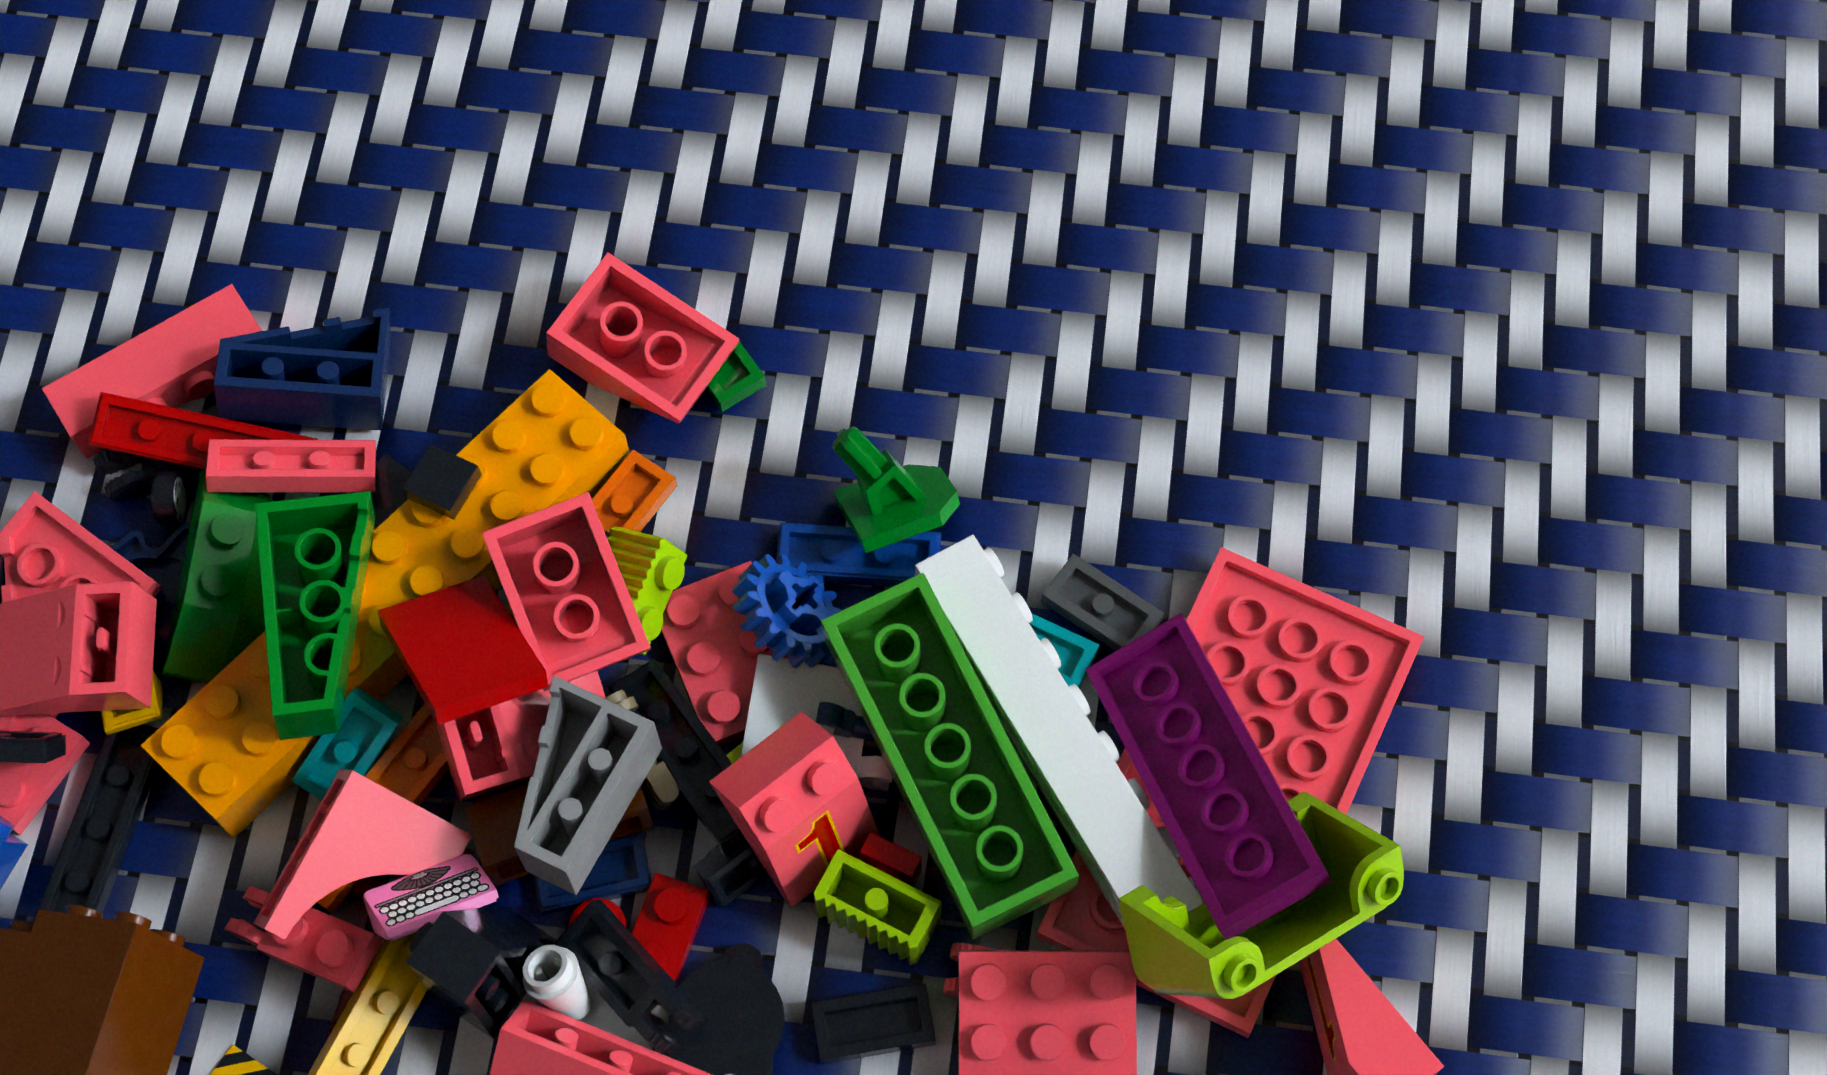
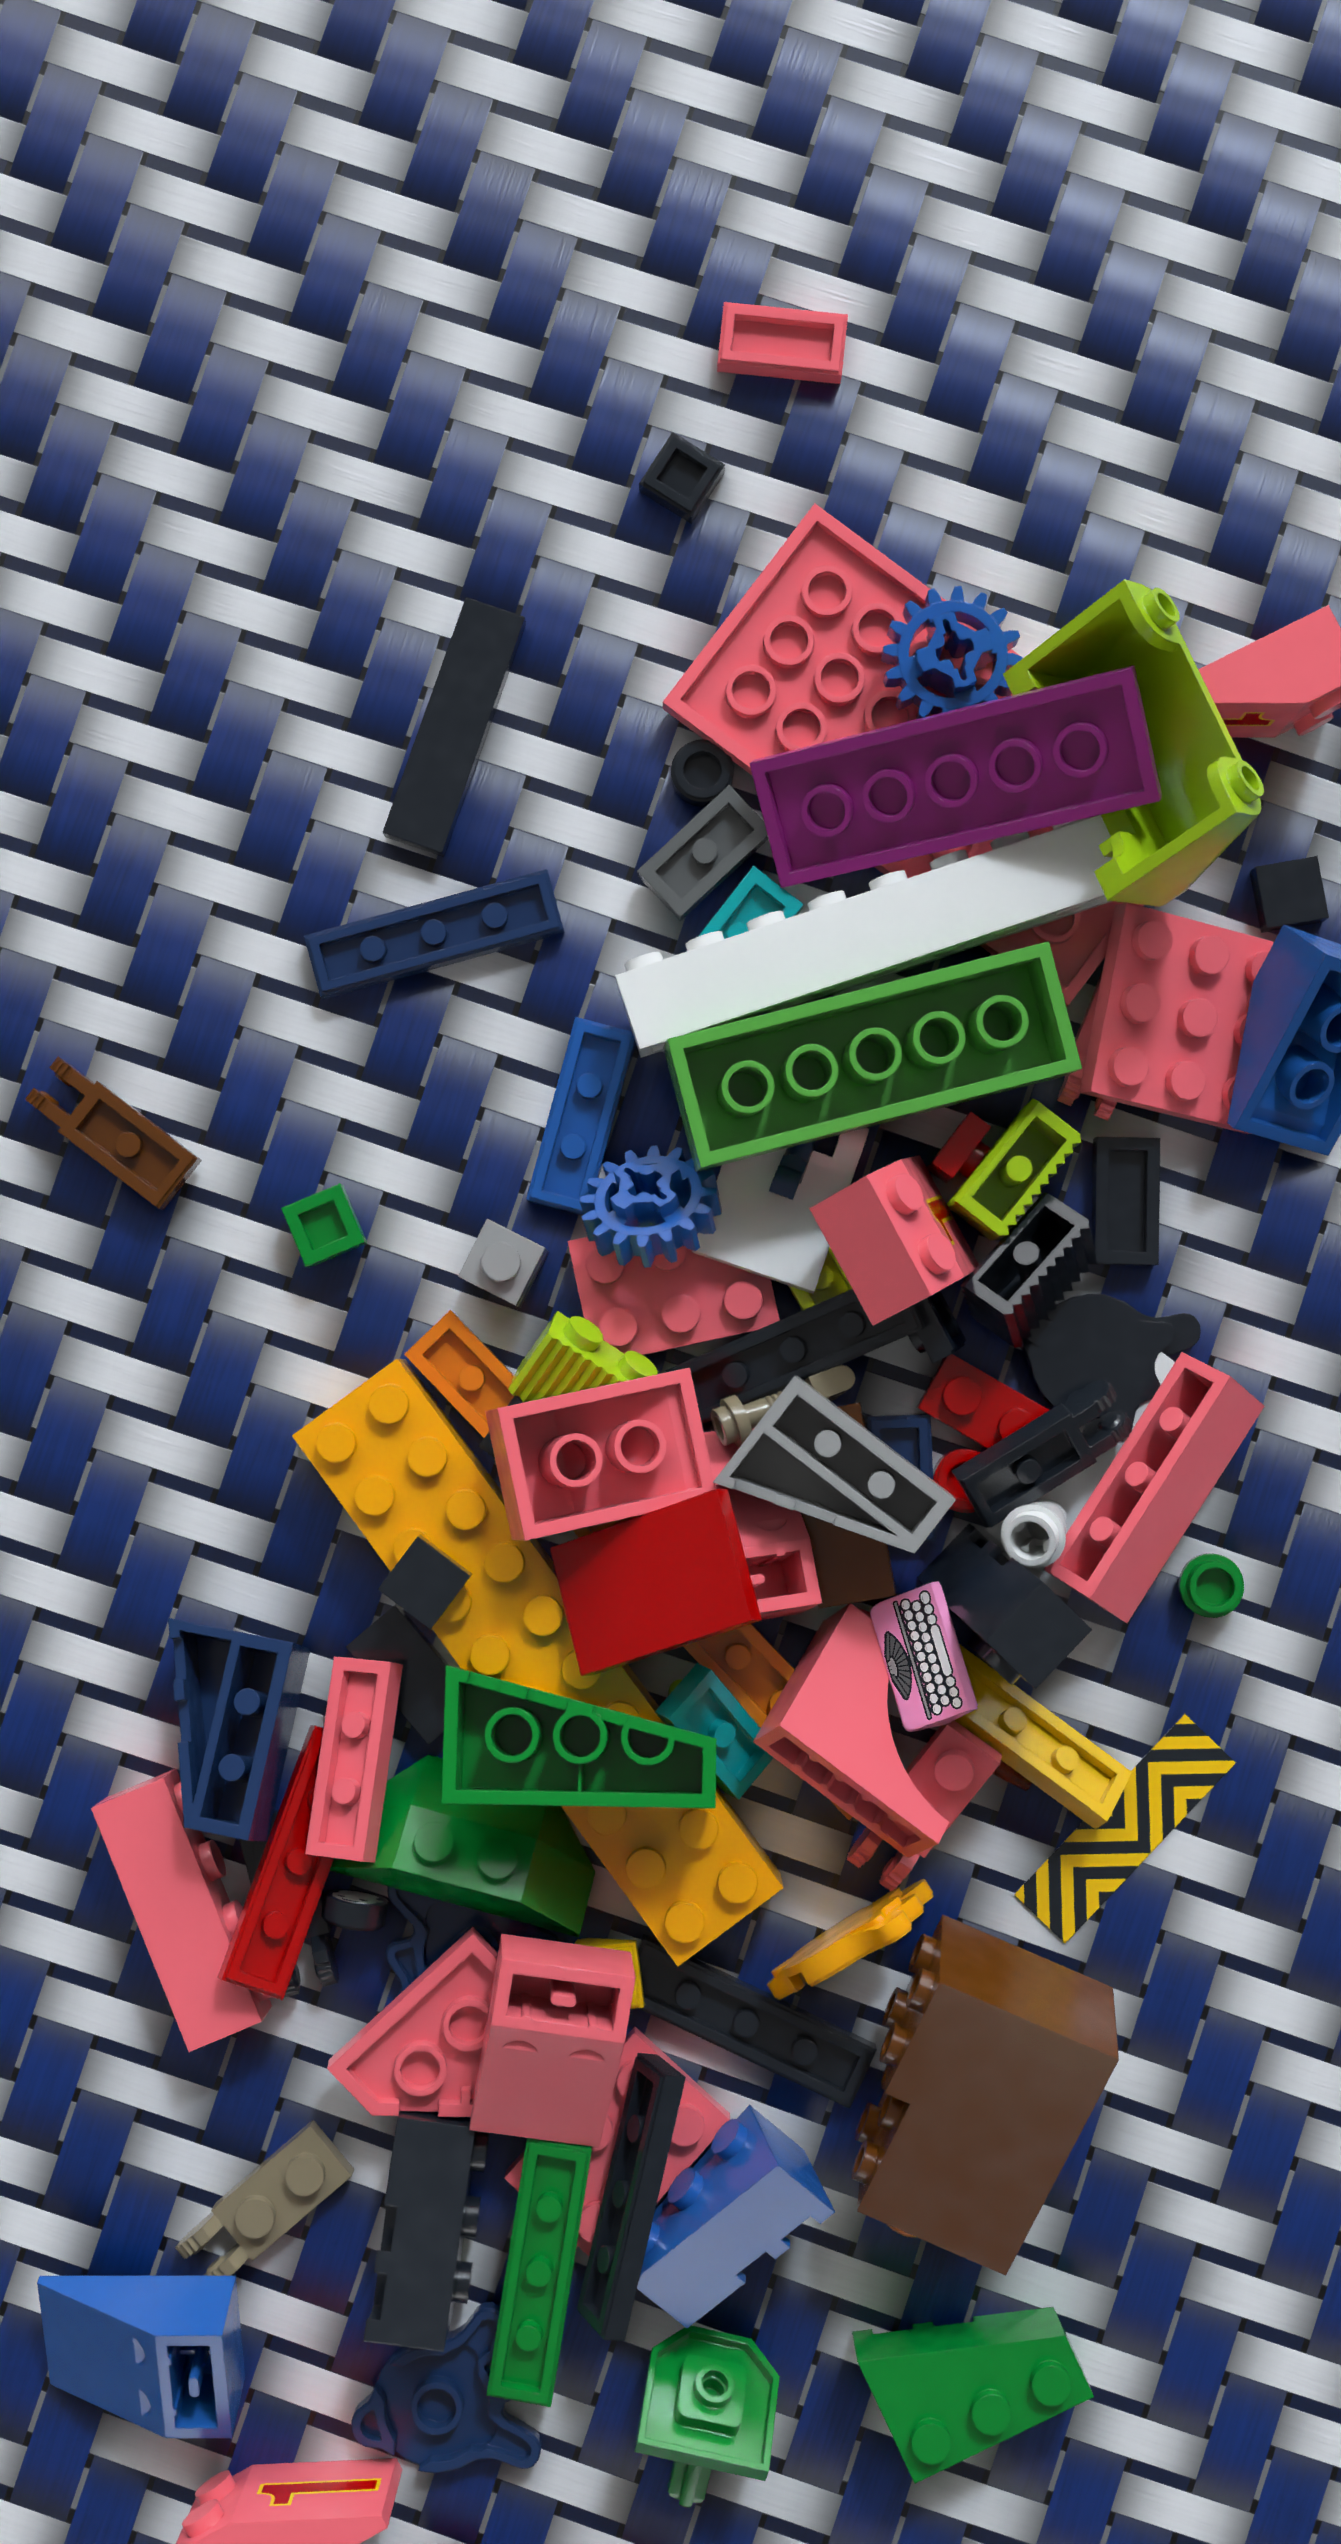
camera: 75 degrees left, 20 degrees up
(180, 893) = (851, 1939): none -> light orange tile
(638, 341) = (270, 1320): coral slope -> none
(720, 510) = (503, 1263): none -> light grey brick
(773, 215) = (119, 1137): none -> reddish brown hinge
(790, 936) = (1030, 1270): none -> black brick
(890, 498) = (535, 1060): green piece -> none
(988, 417) = (434, 934): none -> dark blue tile
(1162, 399) = (454, 727): none -> black tile
(1172, 592) = (701, 772): none -> black tile
(1337, 747) = (943, 630): none -> blue gear
(1419, 534) = (682, 477): none -> black tile
(1558, 593) = (782, 343): none -> coral tile

